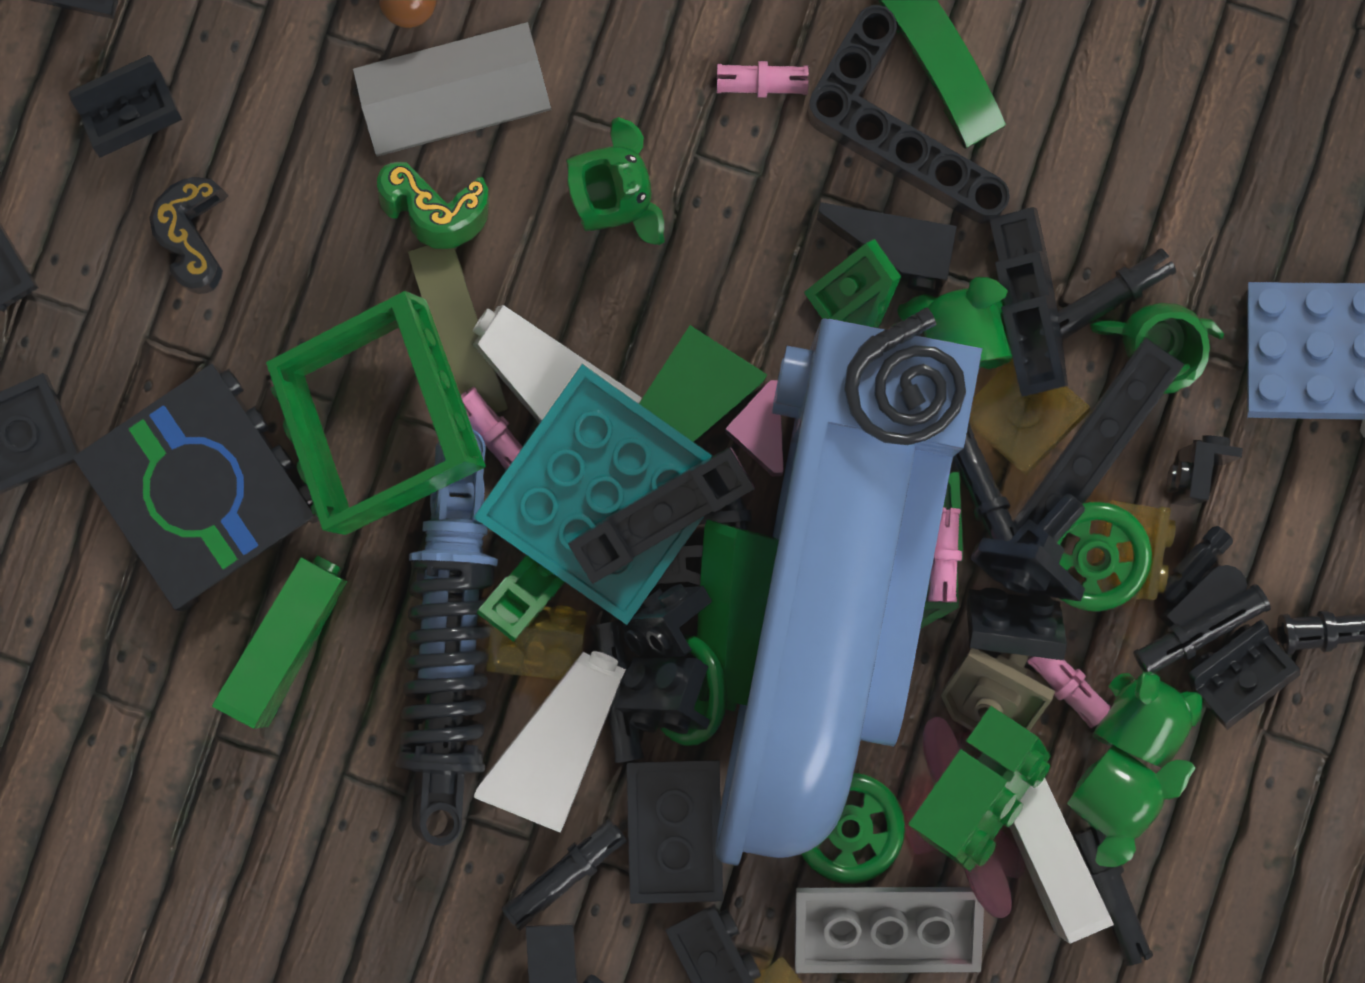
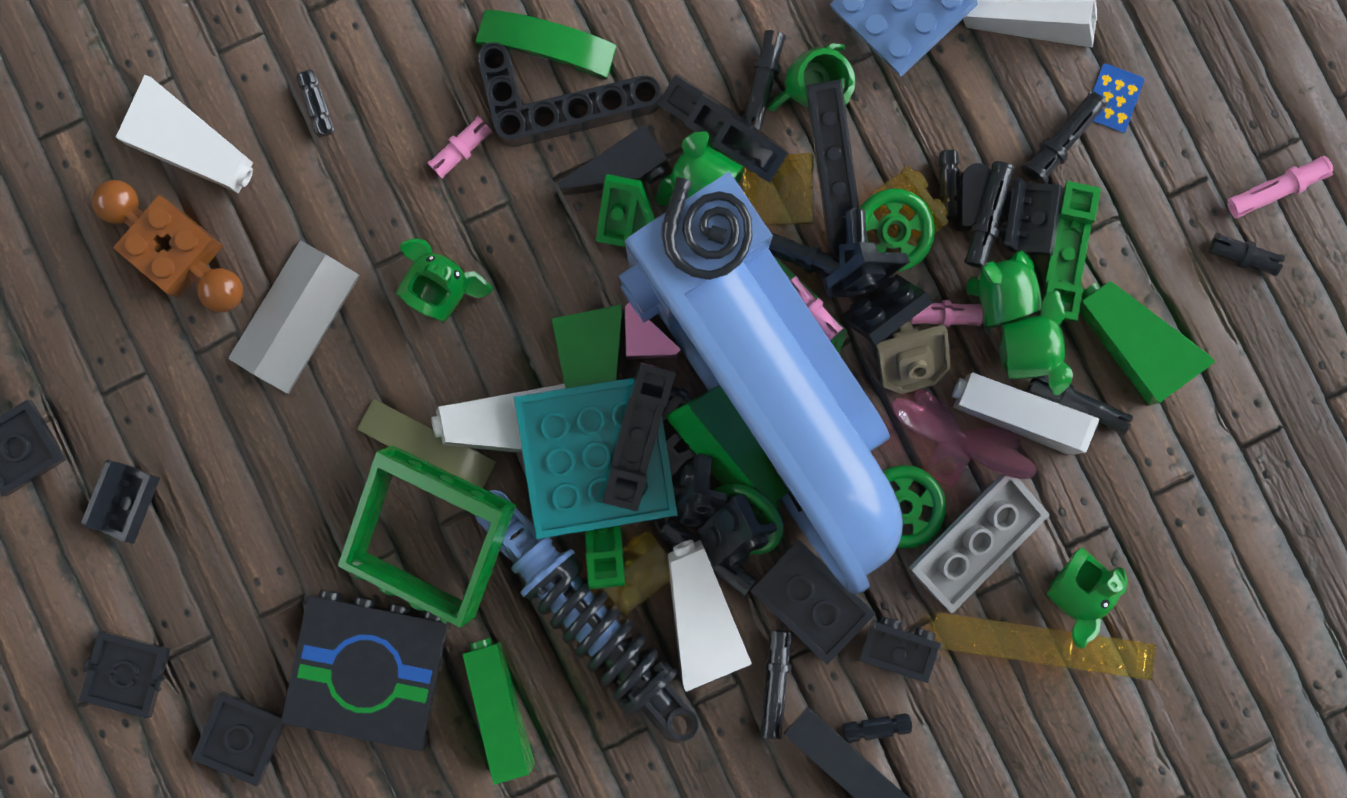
camera: 40 degrees left, 0 degrees up
(176, 233) = (218, 543): black animal -> none
(430, 217) = (351, 398): green animal -> none
(491, 428) = (497, 480): bright pink pin -> none
(984, 793) = (959, 416): green piece -> none
(1192, 474) = (900, 132): black bracket -> none
(1229, 895) = (1141, 343): none -> green slope
(1260, 732) = (1066, 267): none -> green slope

